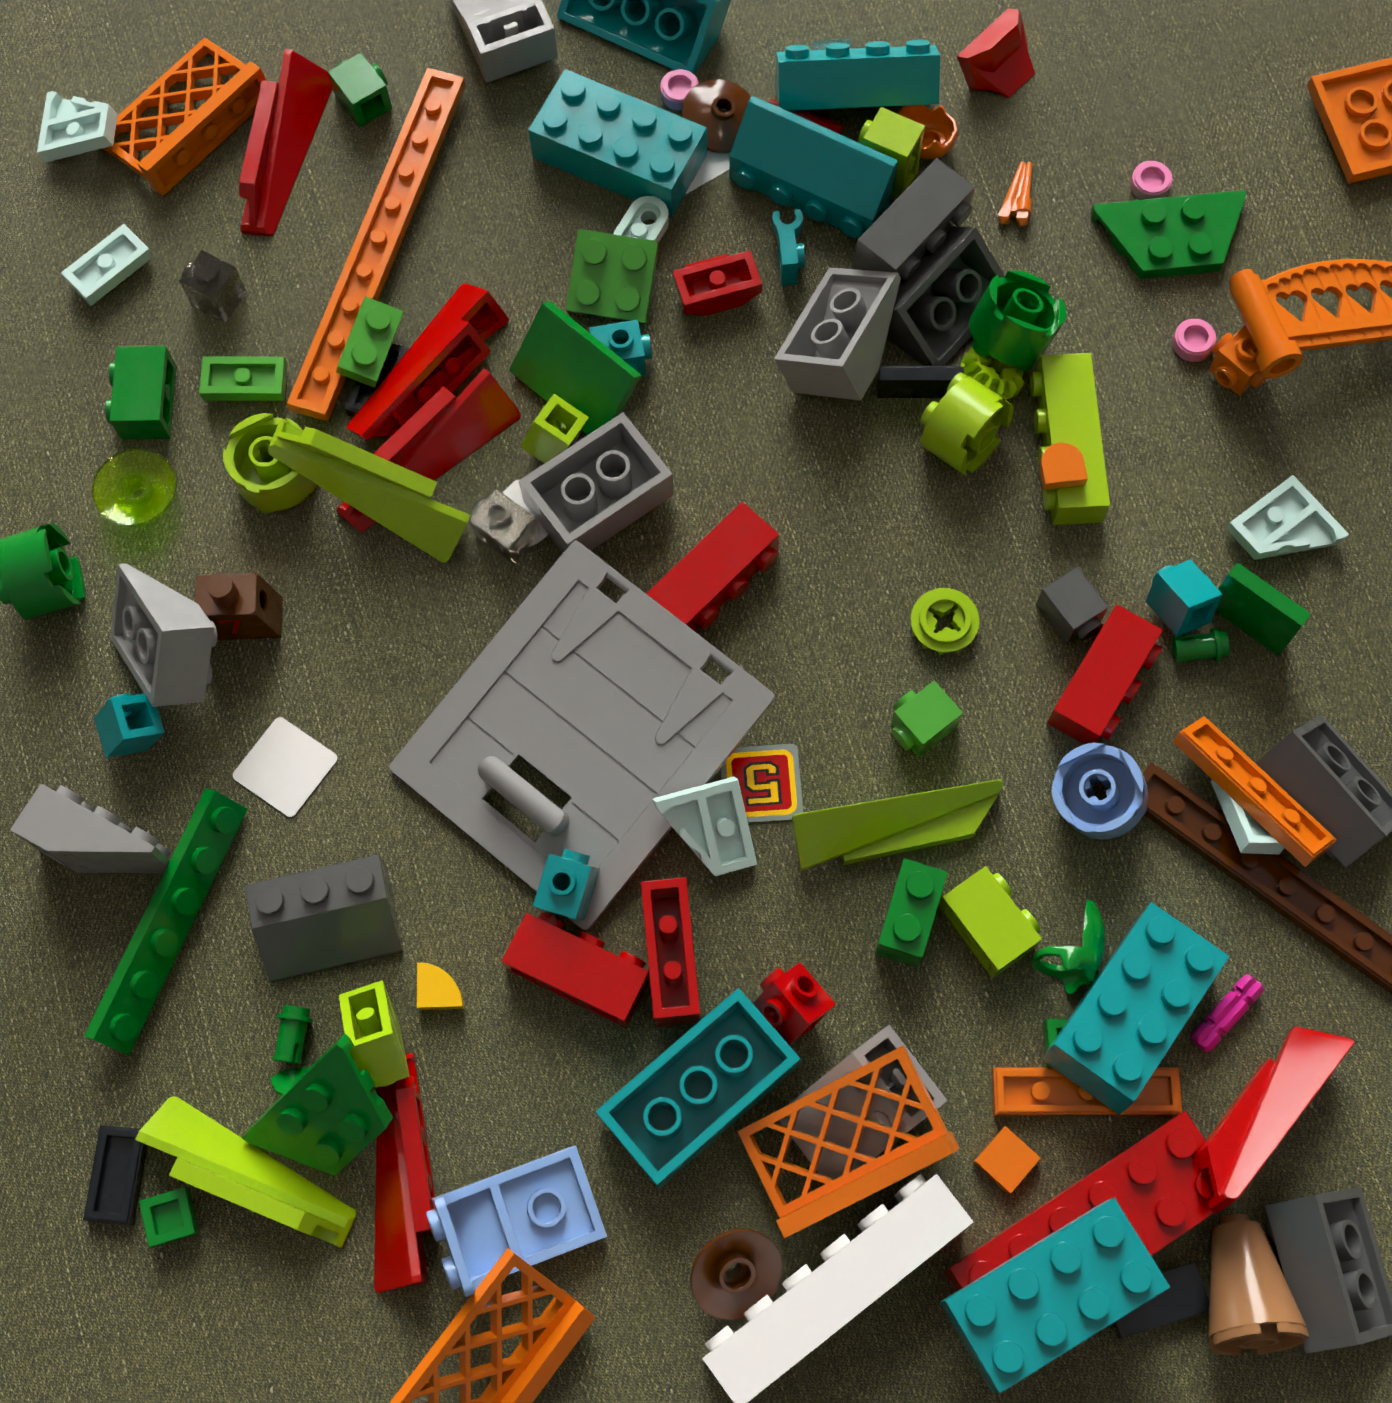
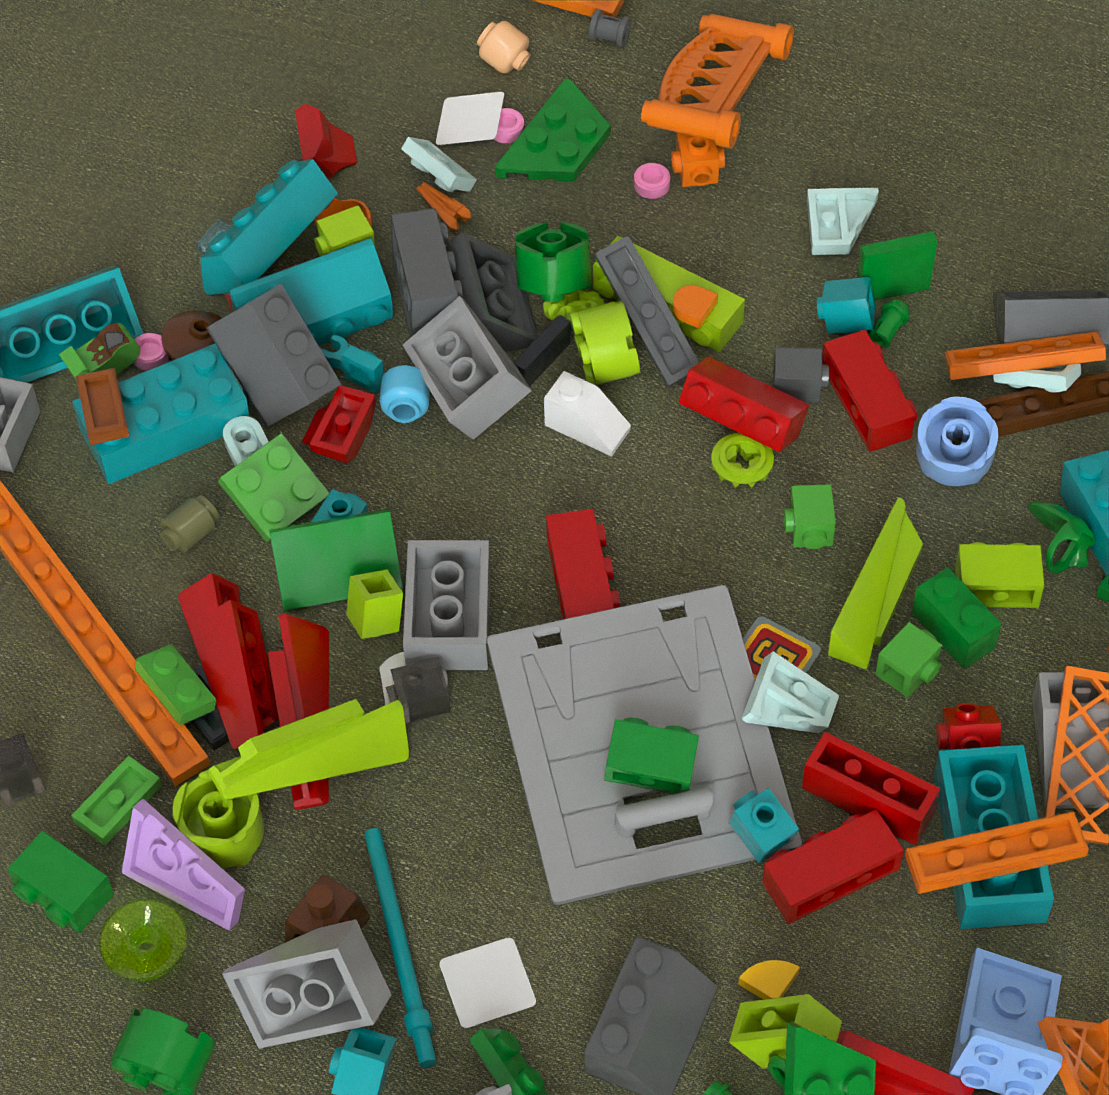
camera: 55 degrees left, 15 degrees down
(206, 468) = (178, 869): none -> lavender wing
(208, 738) = (417, 1020): none -> teal bar
(530, 240) = (188, 523): none -> olive brick
(559, 749) = (651, 756): none -> green brick
(569, 92) = (102, 406): none -> dark orange tile
(634, 58) = (110, 349): none -> bright green leg
(665, 1105) = (996, 852): none -> orange tile
(729, 178) = (273, 355): none -> dark grey slope
(783, 303) = (404, 394): none -> medium azure head
(839, 901) = (909, 660): none -> bright green brick
(883, 461) = (584, 414): none -> white slope
(997, 582) = (743, 403): none -> red brick
(1025, 434) = (647, 310): none -> dark grey plate
(1054, 159) = (431, 159): none -> light aqua plate
(1131, 147) = (470, 118): none -> white sticker
(1232, 116) = (504, 47): none -> light nougat head
(1335, 185) = (610, 28): none -> dark grey bush

